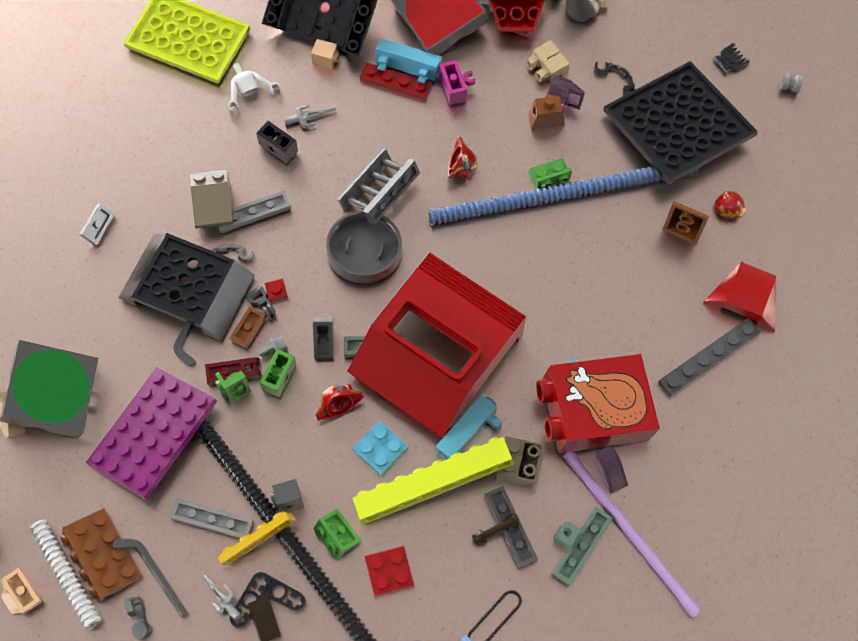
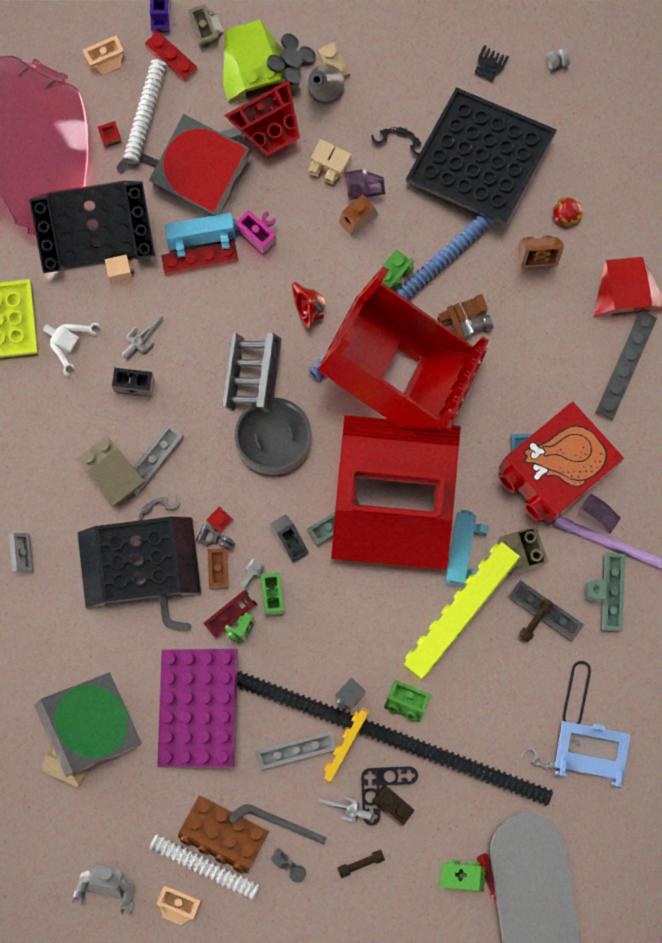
camera: 30 degrees left, 10 degrees up
(338, 401) = (337, 587): red hat -> none
(380, 448) = (397, 607): medium azure plate -> none
(389, 571) = (469, 705): red plate -> none
(496, 204) = (367, 342): none -> red panel
(585, 238) = (461, 314): none -> dark orange hips

